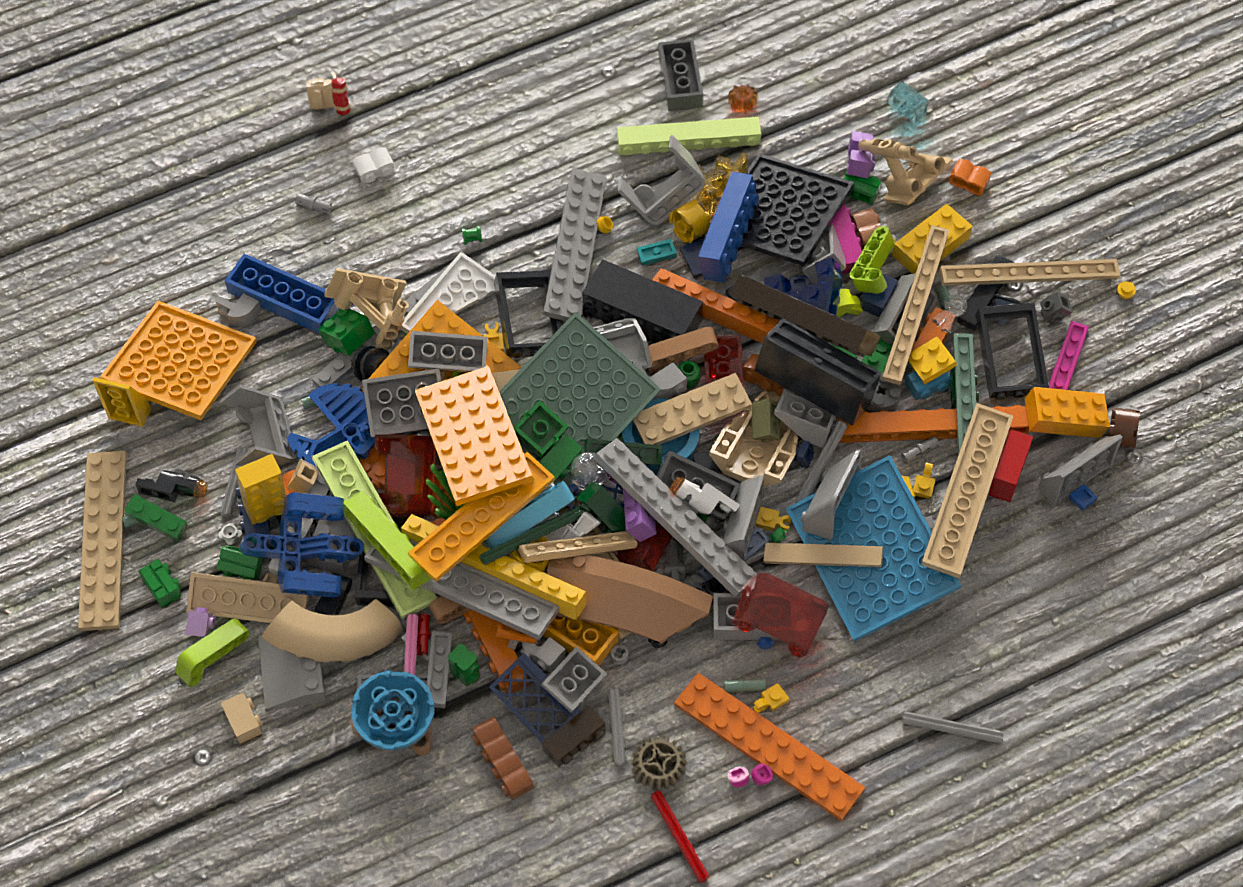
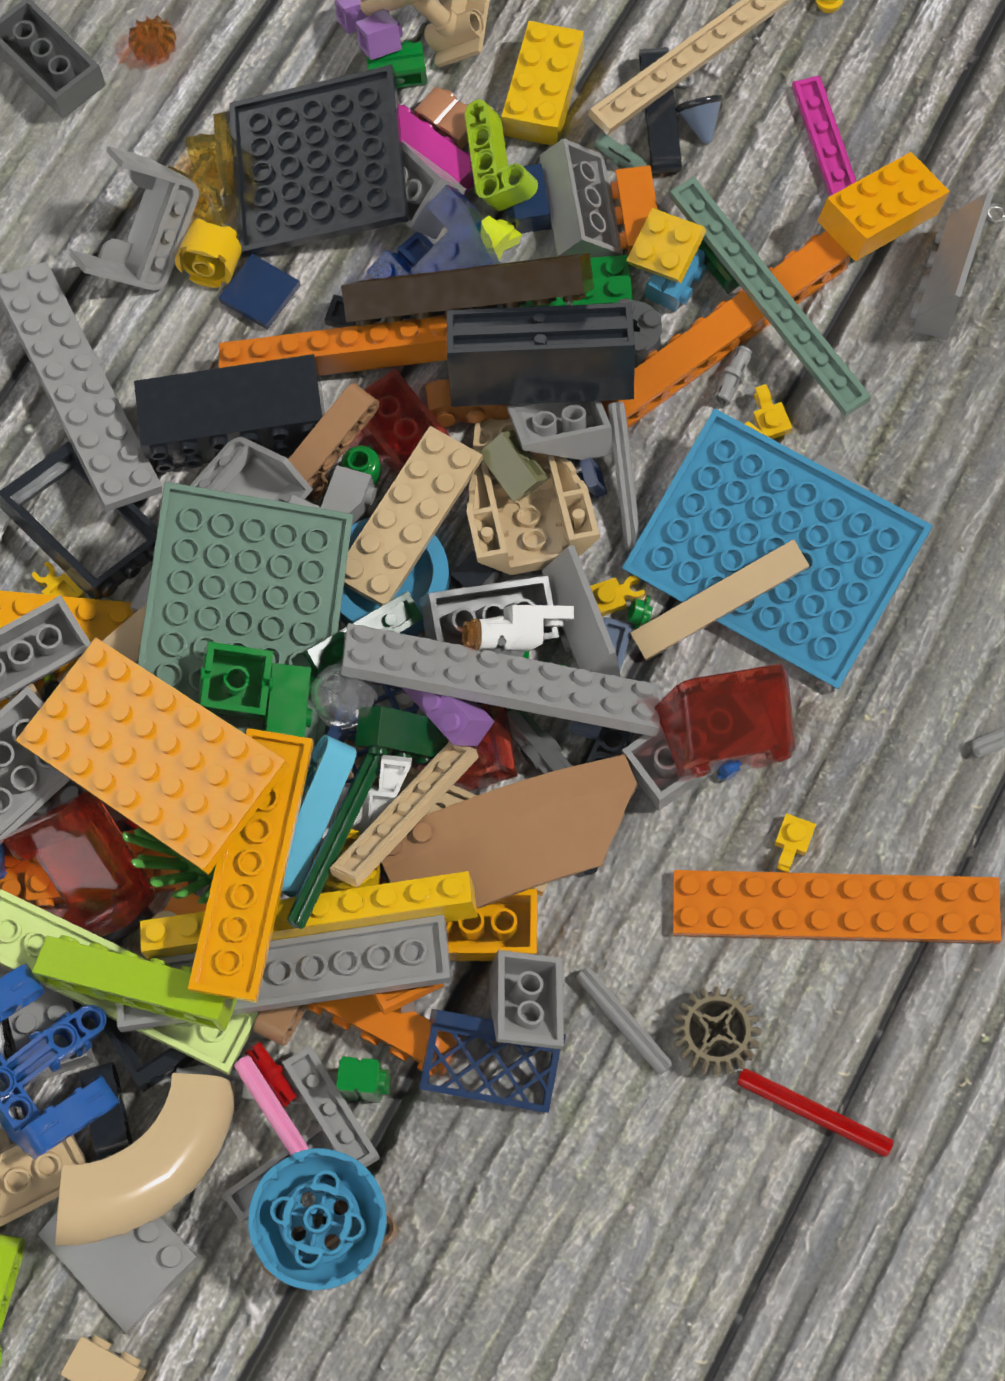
camera: 30 degrees left, 10 degrees up
(502, 758) = (507, 1172): dark orange brick -> none
(546, 656) = (461, 992): white brick -> none
(574, 737) = (580, 1074): dark brown brick -> none
(604, 224) = (93, 330): yellow plate -> none
(619, 661) = (562, 915): light grey bush -> none
(656, 252) = (192, 324): teal plate -> none
(691, 135) = (125, 128): yellowish green brick -> none
(728, 227) = (272, 229): blue brick -> none
(738, 777) = (830, 977): dark pink tile -> none
(749, 685) = (750, 843): sand green piece -> none
(761, 774) = (857, 953): dark pink tile -> none
(835, 480) = (677, 512): light grey windscreen -> none
(915, 305) = (595, 182): tan plate -> none
(954, 306) = (640, 154): clear piece -> none
(967, 491) = (849, 393): tan plate -> none
(1003, 312) = (742, 101): black door -> none
(1010, 465) = (865, 323): red brick -> none
(1055, 307) = (764, 75): dark grey brick -> none
(1083, 497) = (978, 306): blue plate -> none
(1125, 423) = (966, 177): reddish brown brick -> none

